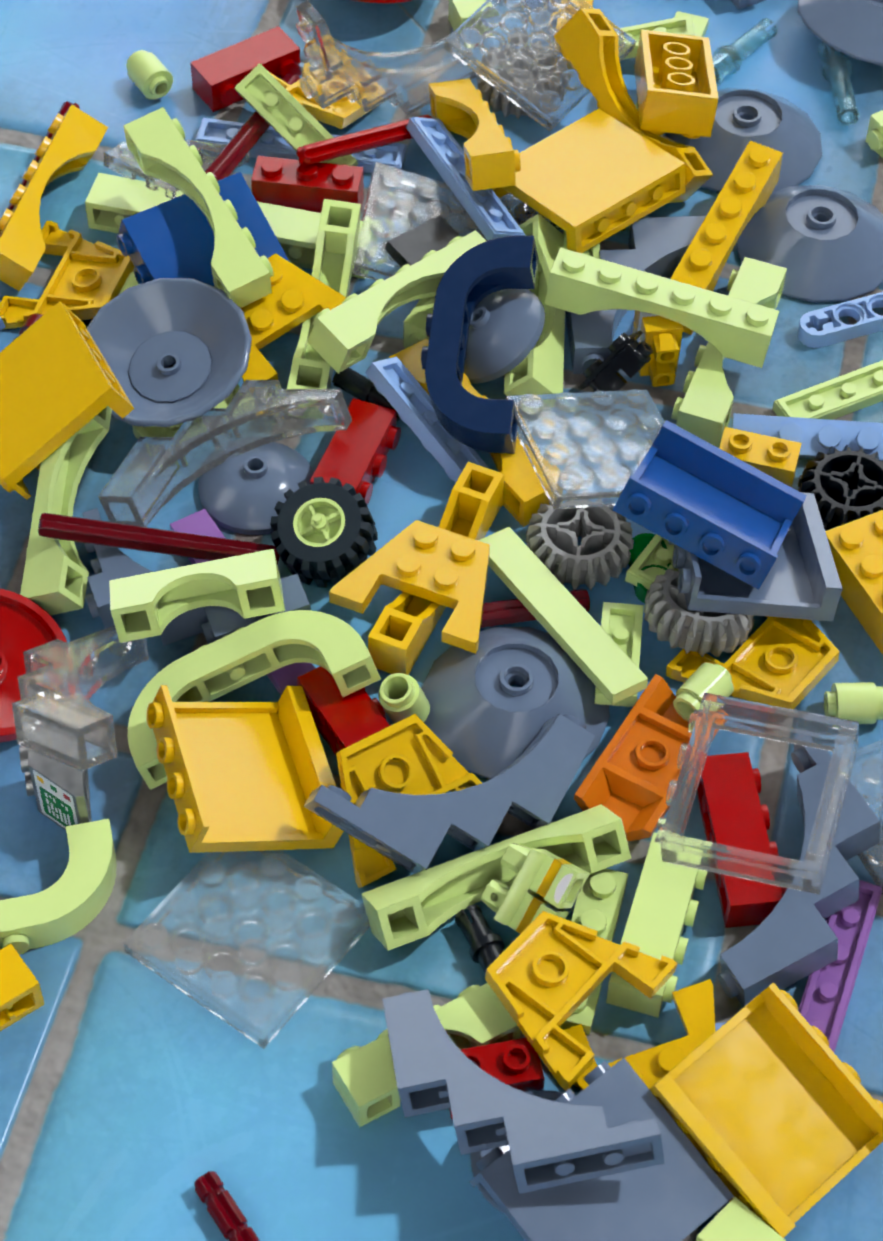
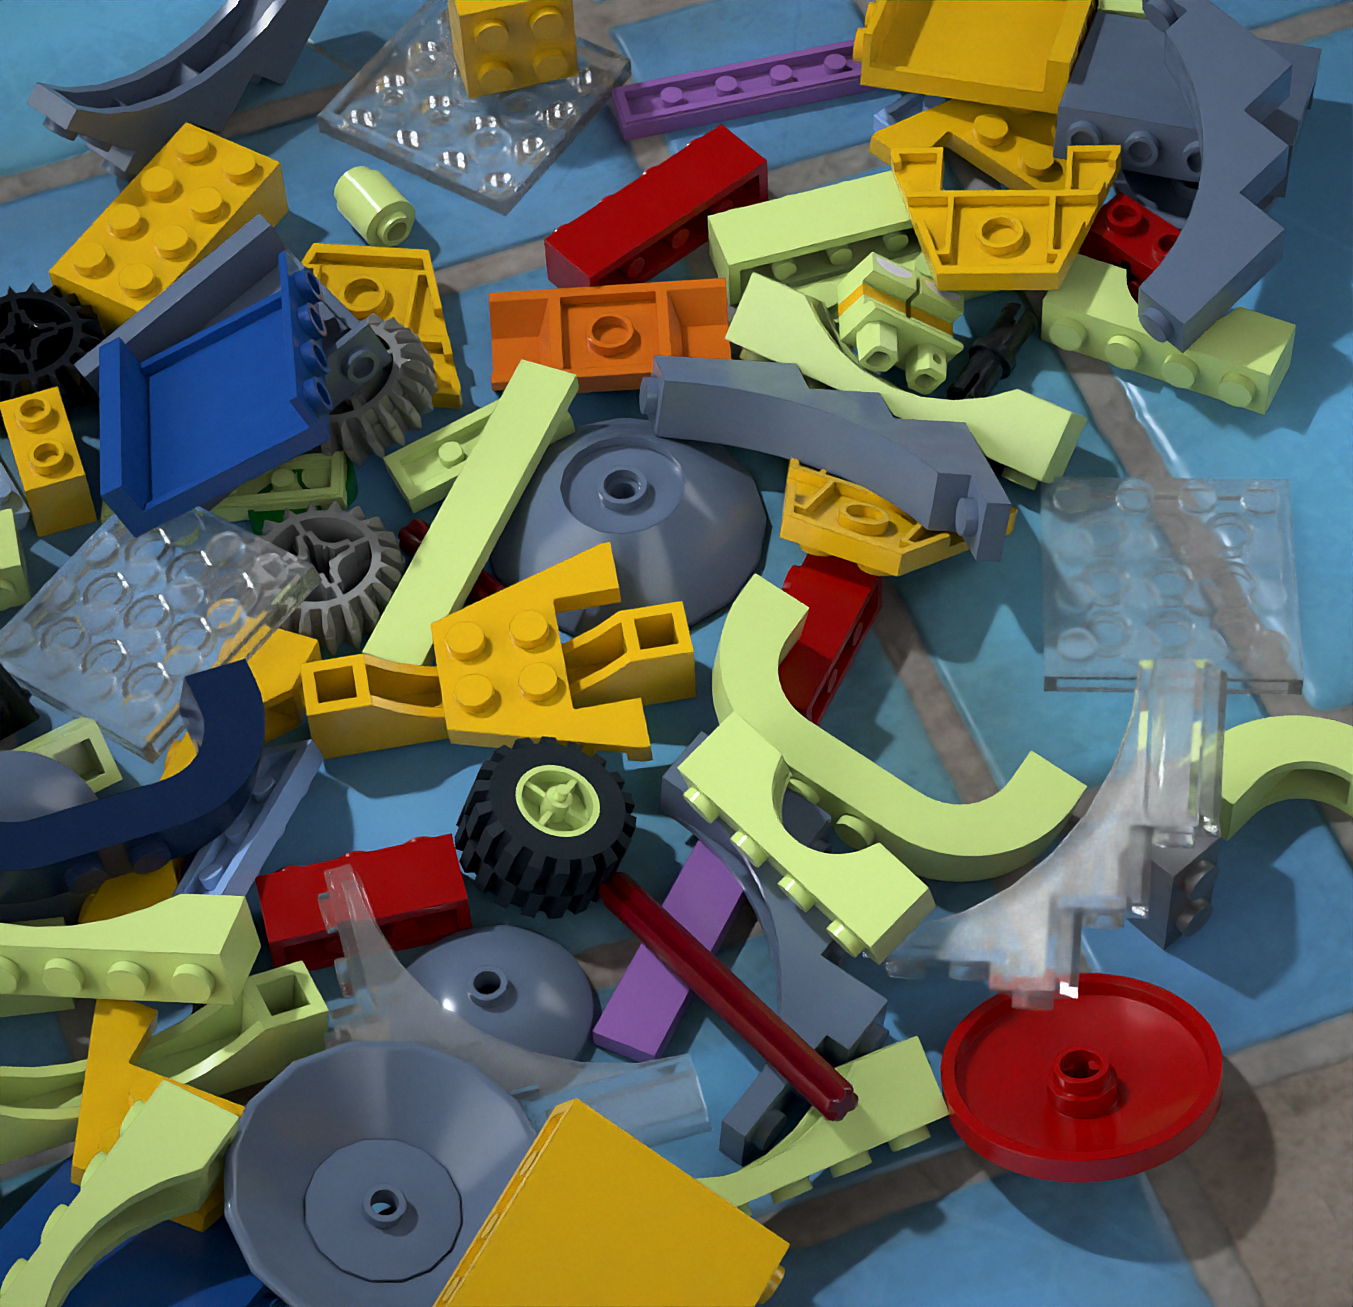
camera: 120 degrees left, 0 degrees up
(243, 772) = (984, 676): yellow panel -> none
(403, 697) = (728, 583): yellowish green brick -> none
(708, 679) = (485, 322): yellowish green brick -> none
(772, 723) = (611, 87): clear window -> none
(795, 935) = (595, 122): sand blue arch -> none

